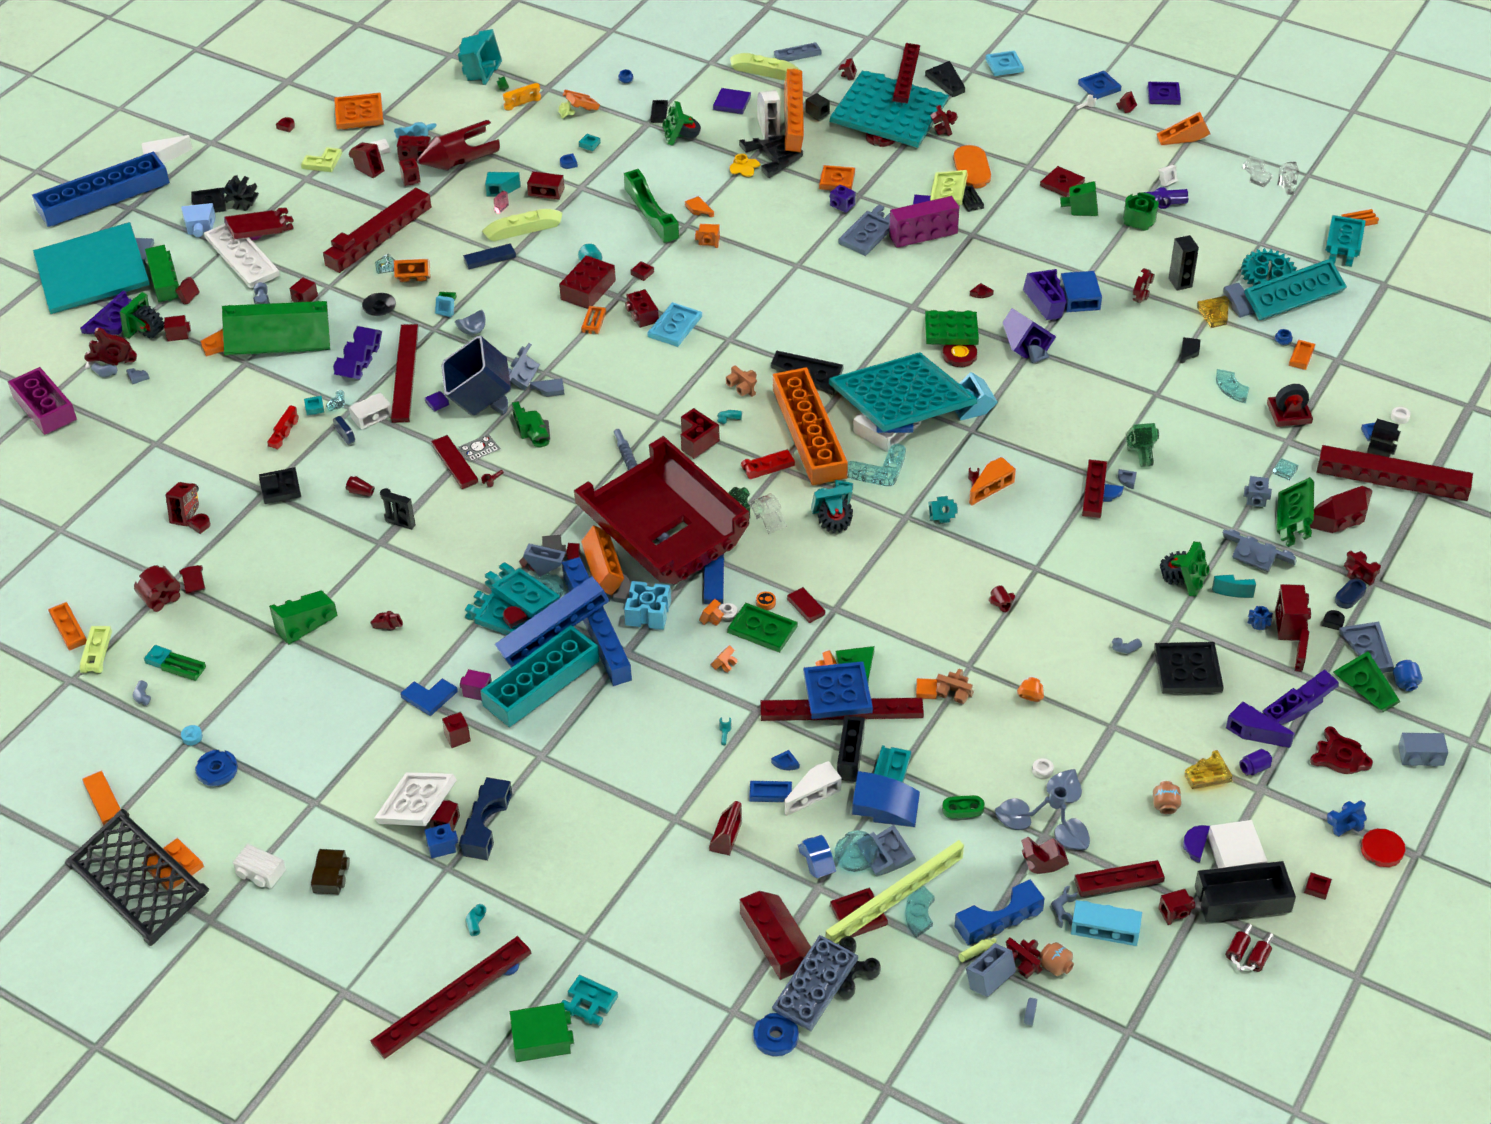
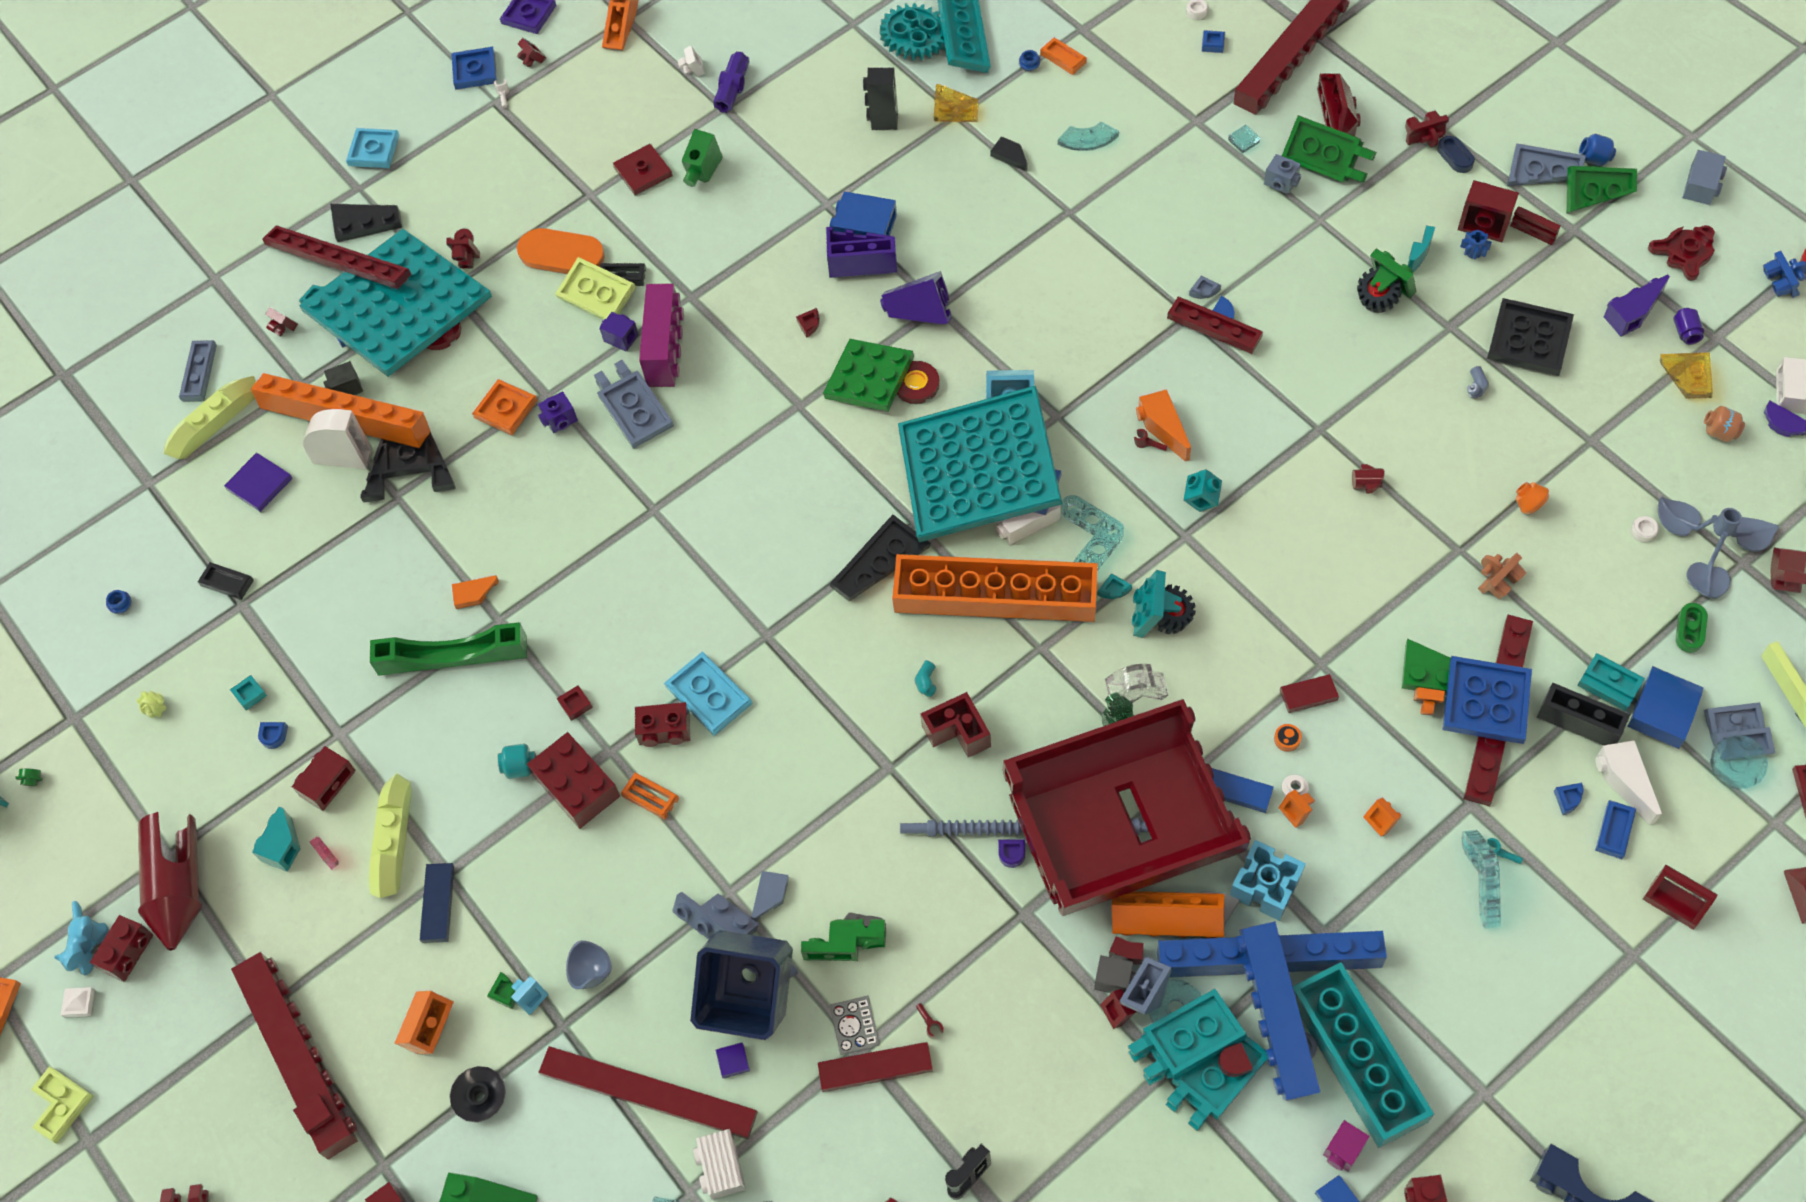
camera: 65 degrees left, 15 degrees up
(358, 354) = (582, 1153): dark purple brick -> none
(367, 159) = (108, 1029): dark red torso -> none
(385, 264) = (378, 1063): clear light blue slope -> none
(409, 171) = (181, 969): dark red brick -> none
(521, 96) = (81, 756): light orange plate -> none
(579, 99) = (147, 676): orange plate -> none
(679, 124) = (285, 563): green plate -> none
(693, 705) = (1487, 865): none -> clear light blue beam
(708, 234) = (547, 595): orange brick -> none
(744, 165) = (416, 509): yellow plate -> none
(744, 380) = (868, 639): nougat hips -> none
(762, 627) = (1332, 755): green tile -> none
(768, 464) = (1036, 659): red plate -> none
(818, 856) = (1744, 803): blue brick -> none
(926, 688) = (1489, 606): orange tile -> none
(1037, 353) = (957, 302): sand blue tile -> none
(1140, 211) = (750, 109): green brick -> none
(1142, 285) = (892, 153): dark red plate -> none
(1142, 439) = (1166, 248): clear green brick -> none
(1240, 303) = (943, 74): sand blue slope -> none
(1255, 553) = (1373, 213): sand blue bracket -> none
(1290, 406) = (1155, 96): plate -> none
(1304, 699) = (1606, 252): dark purple slope -> none
(1333, 619) = (1492, 178): black tile -> none
(1383, 438) = (1246, 33): black brick -> none

